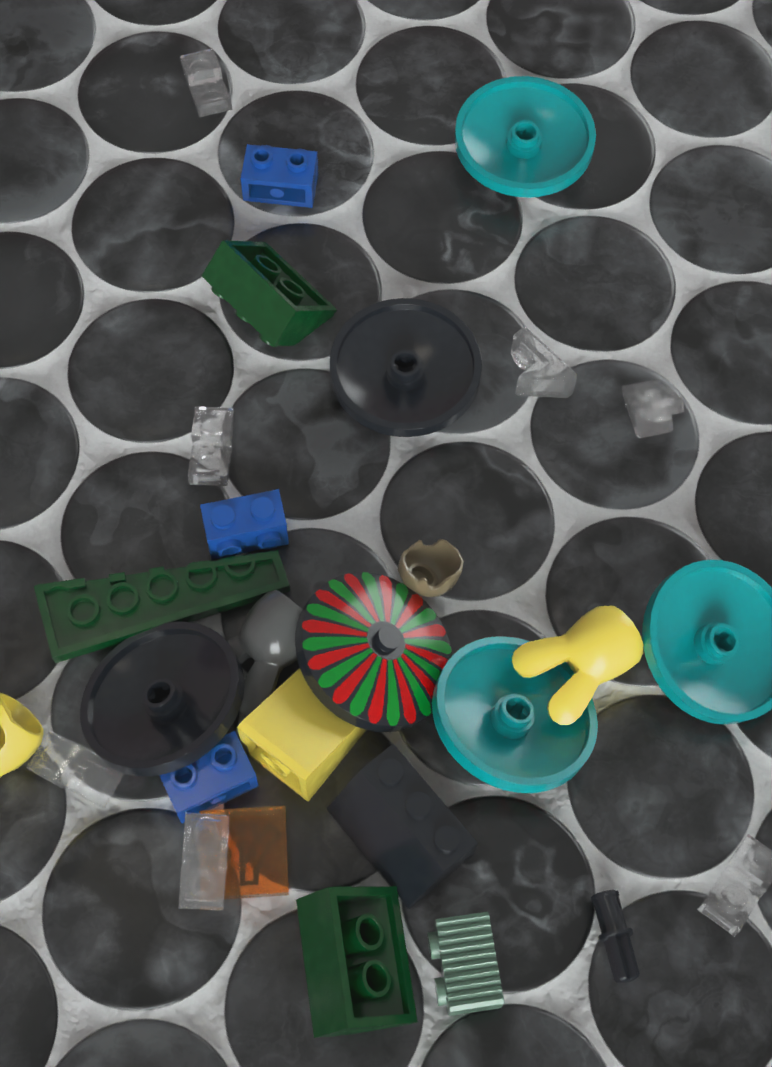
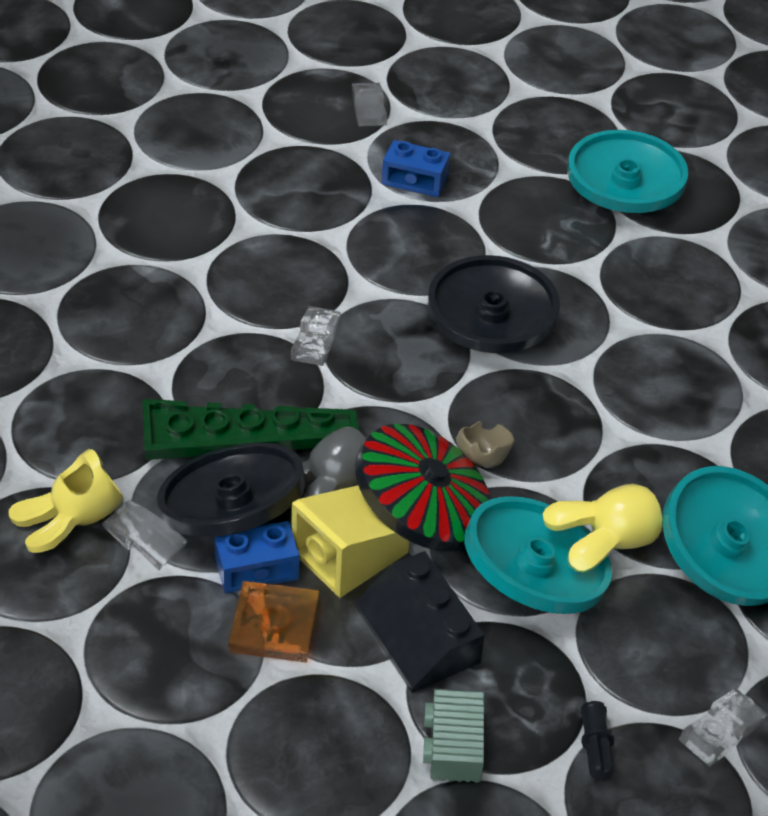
camera: 10 degrees right, 20 degrees down
(204, 861) = (238, 610): clear slope -> none
(244, 524) = (332, 385): blue brick -> none
(266, 292) = (386, 240): dark green slope -> none
(355, 960) = (355, 712): dark green slope -> none
(545, 372) = (610, 327): clear slope -> none
(652, 407) = (703, 370): clear slope -> none

